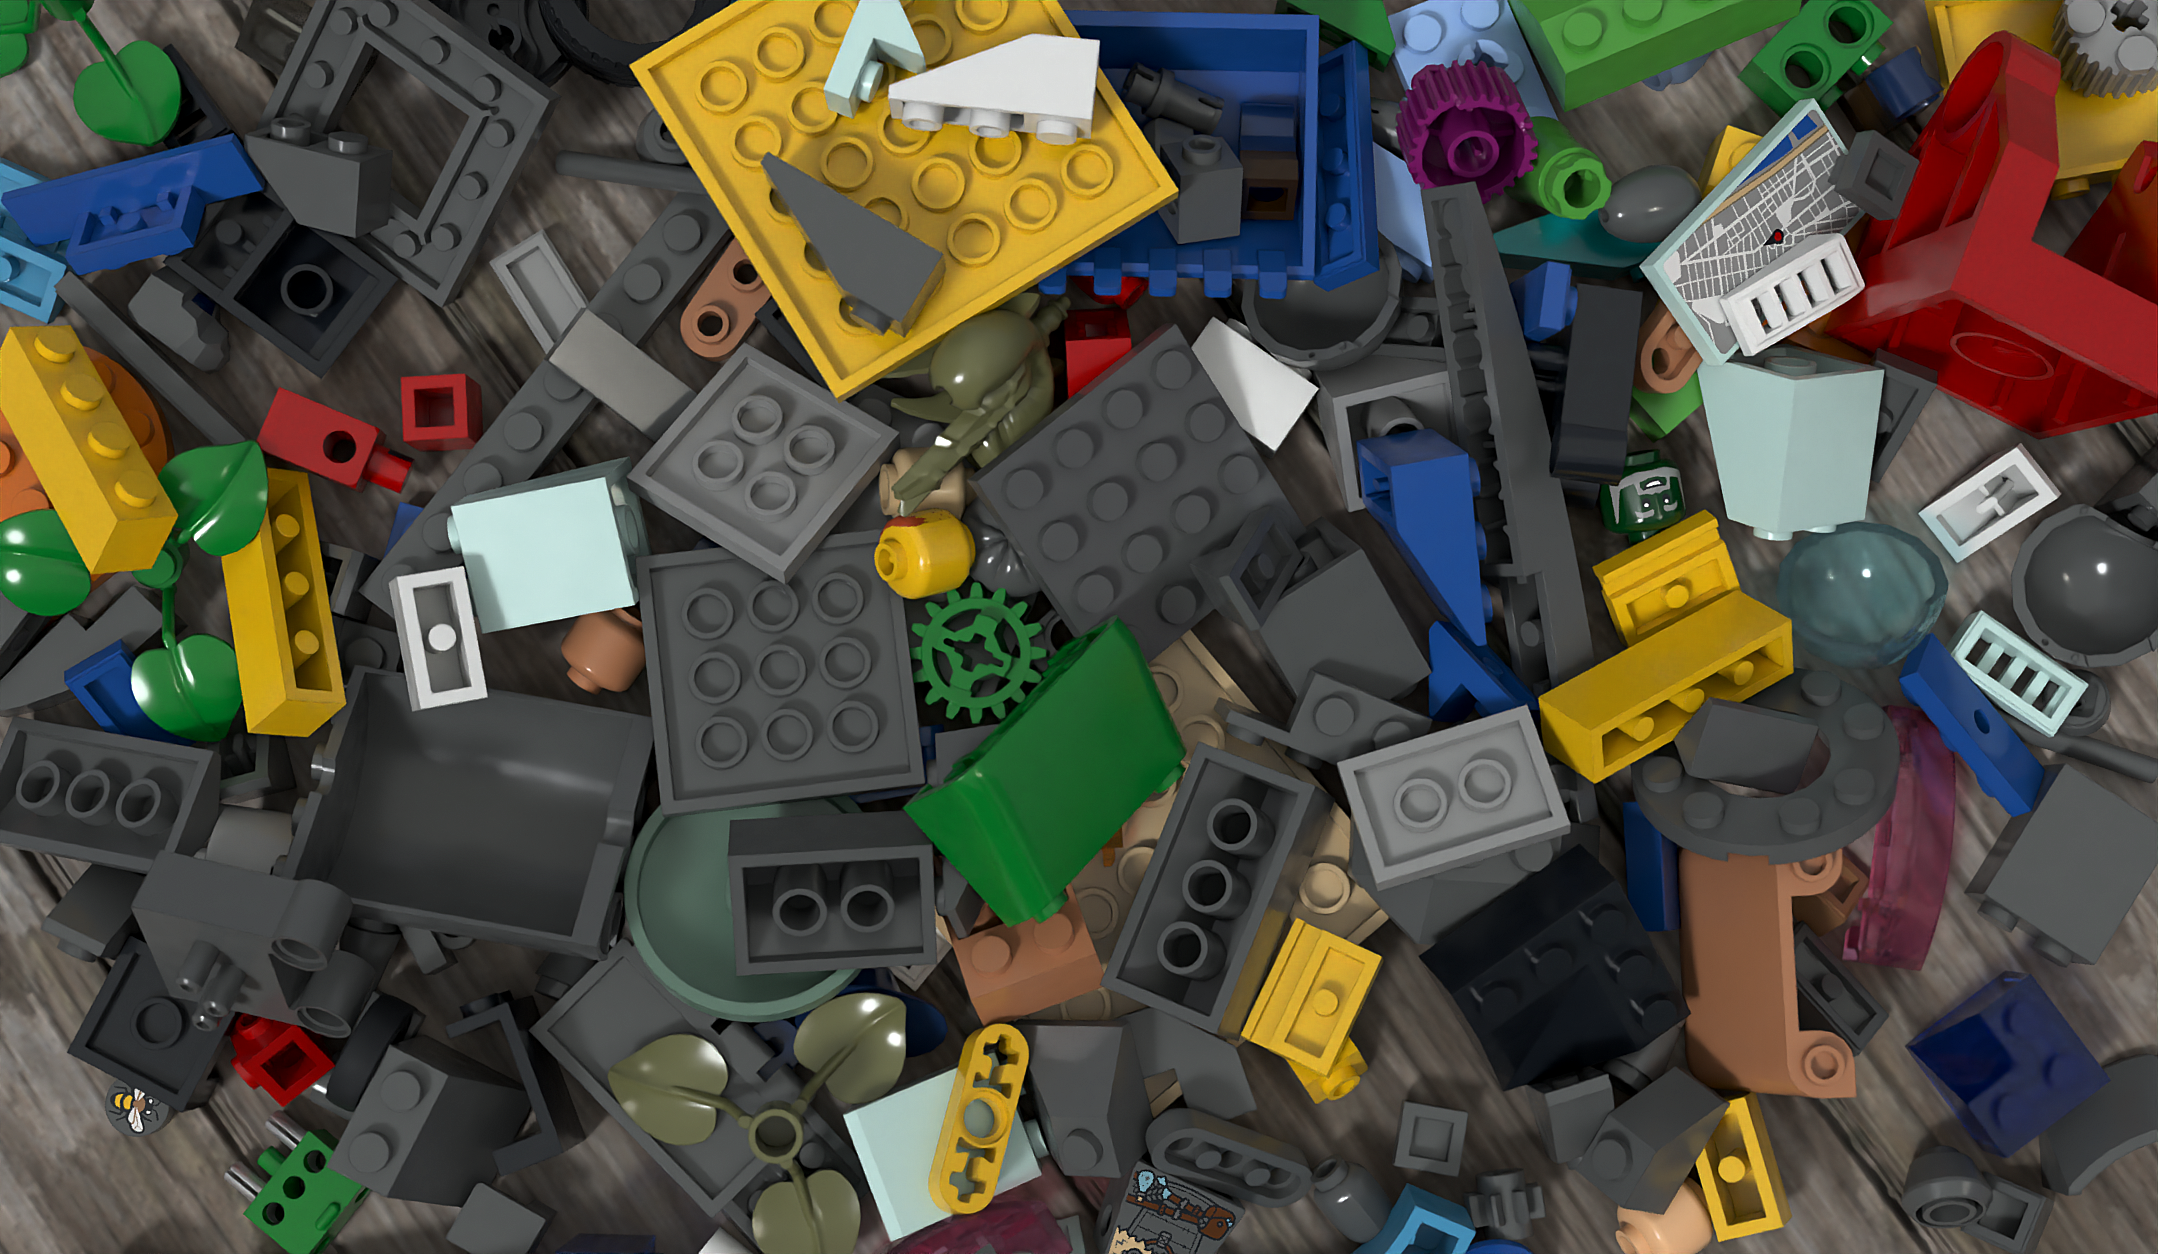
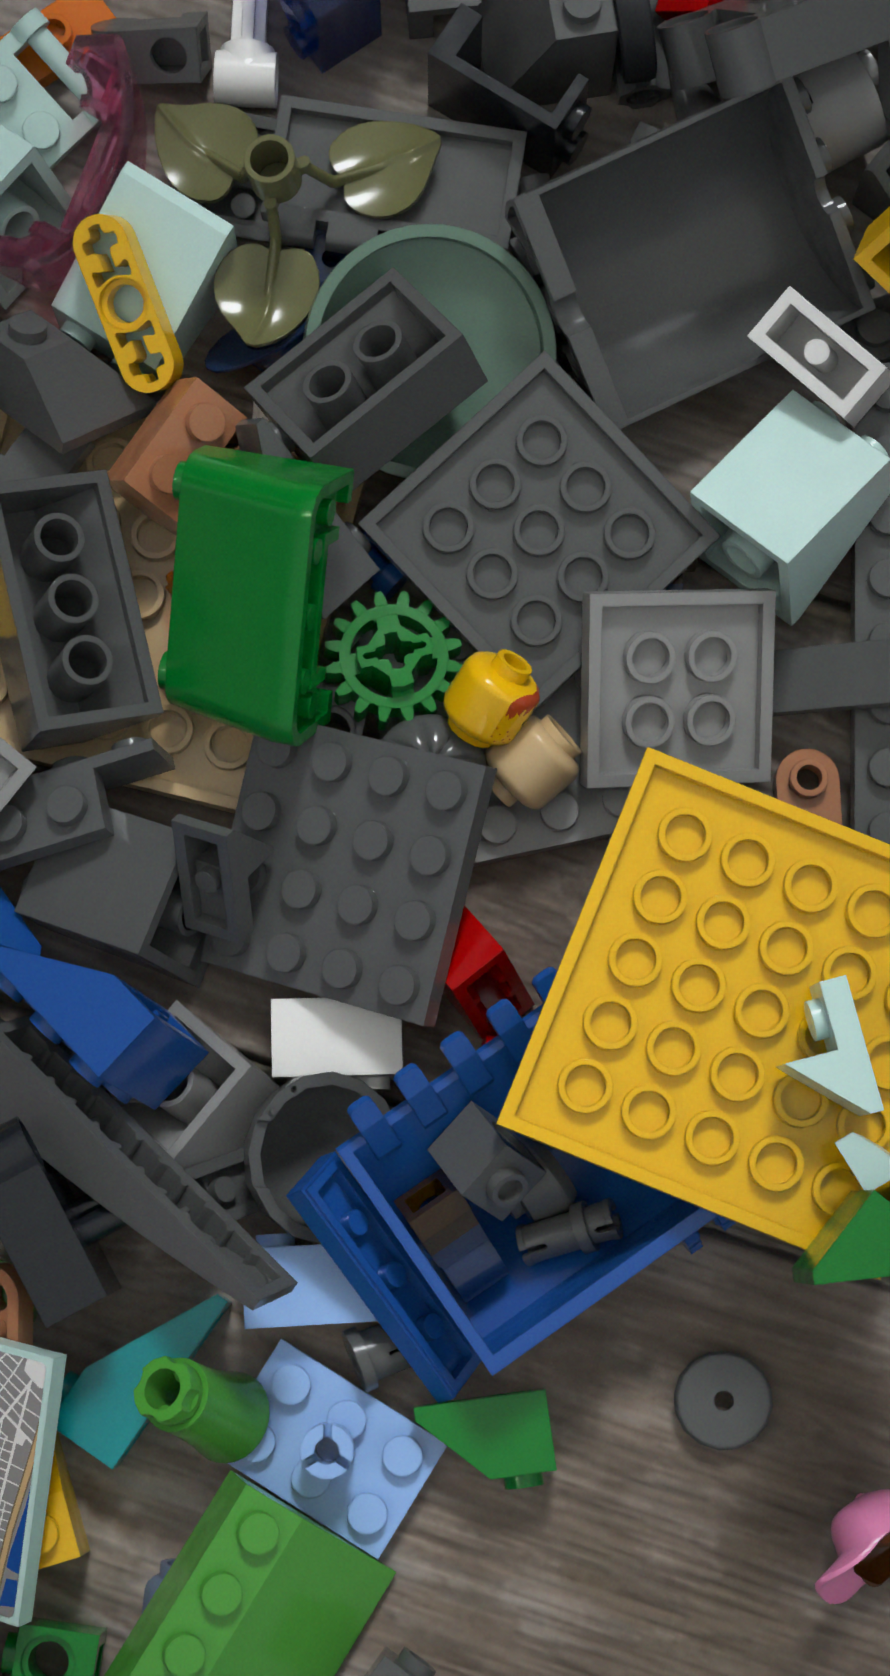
camera: 145 degrees right, 5 degrees down
(605, 650) = (689, 453): nougat head -> none
(869, 260) = (710, 867): dark grey slope -> none
(994, 390) = (536, 866): olive hair -> none
(1019, 86) = (688, 1109): white slope -> none
(1465, 128) = (298, 1374): magenta brick -> none
(1544, 300) = (131, 1262): blue tile -> none
(1649, 203) = (97, 1428): dark grey animal -> none

